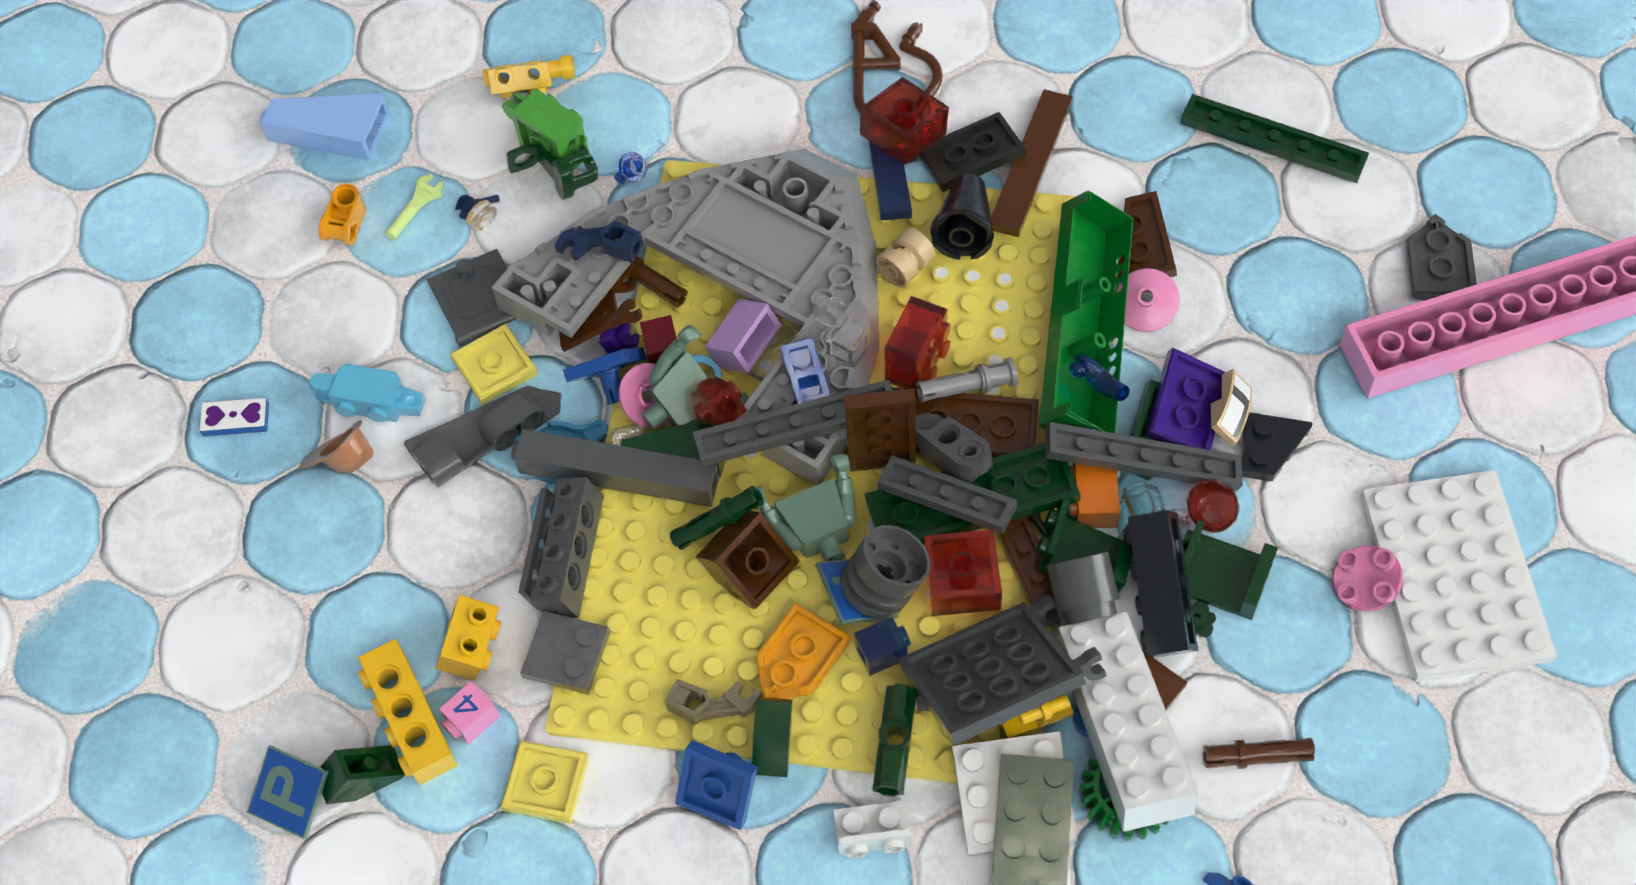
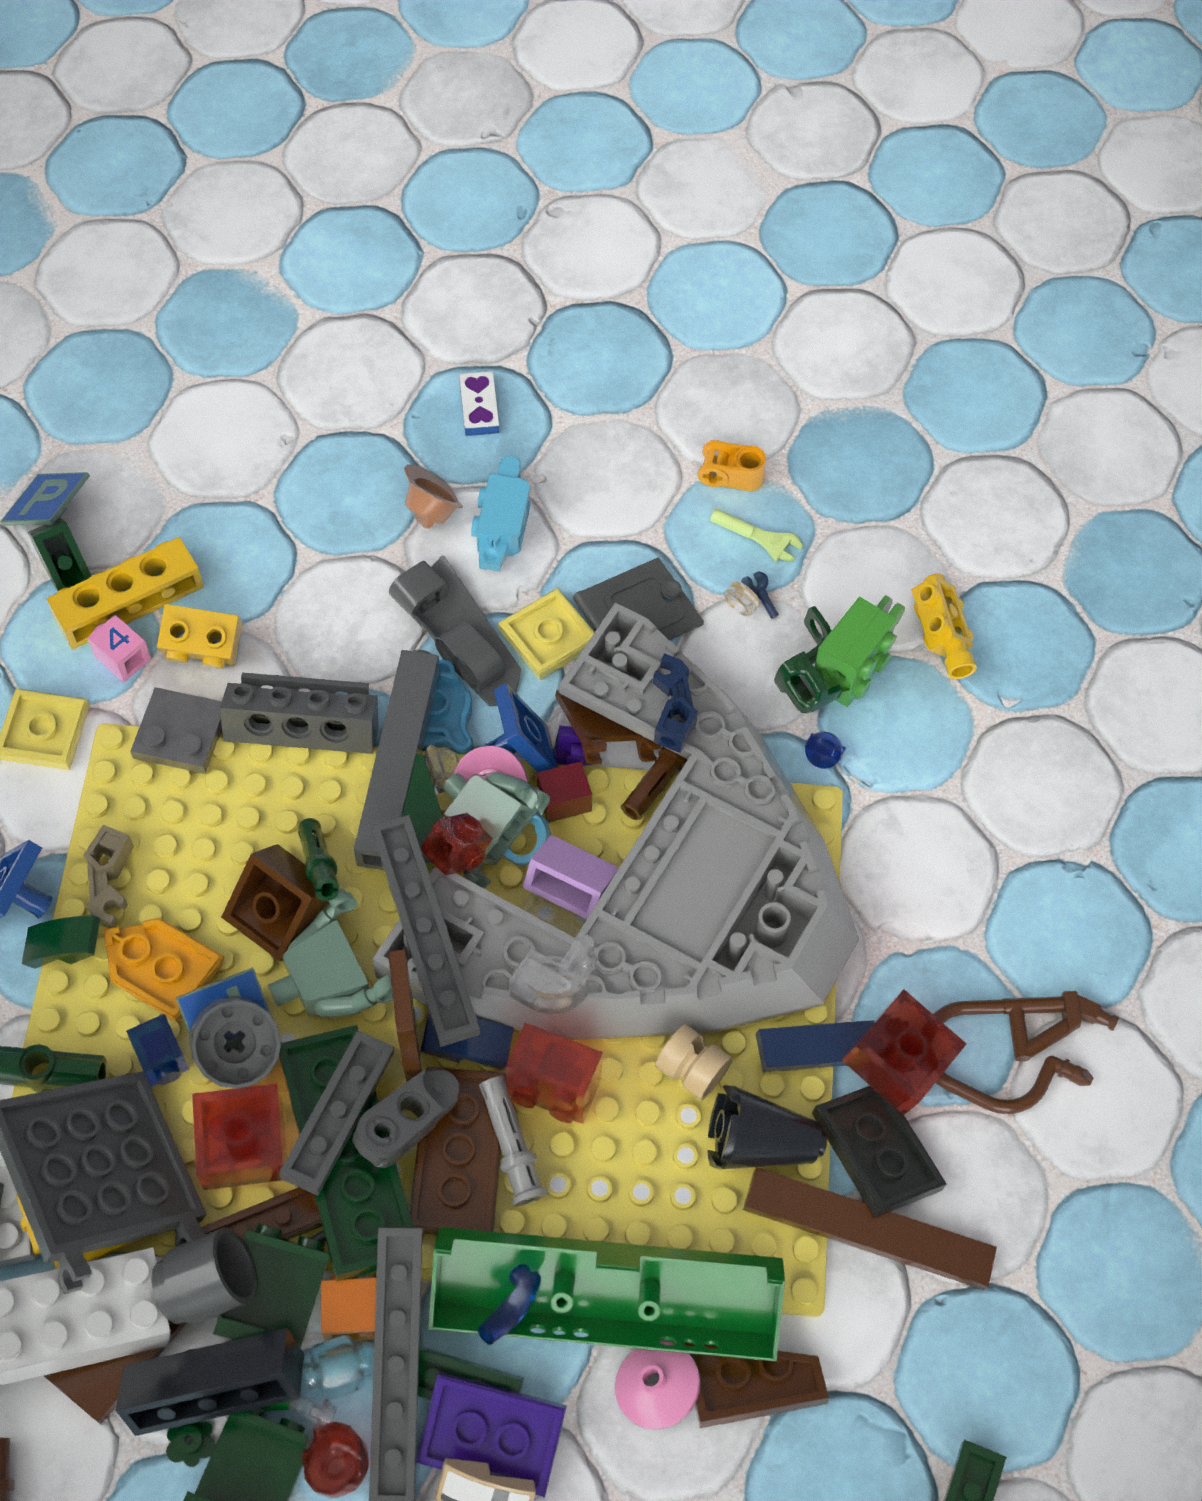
camera: 80 degrees right, 0 degrees up
(328, 123) = (858, 442): light blue slope -> none
(804, 370) = (497, 939): slope -> none

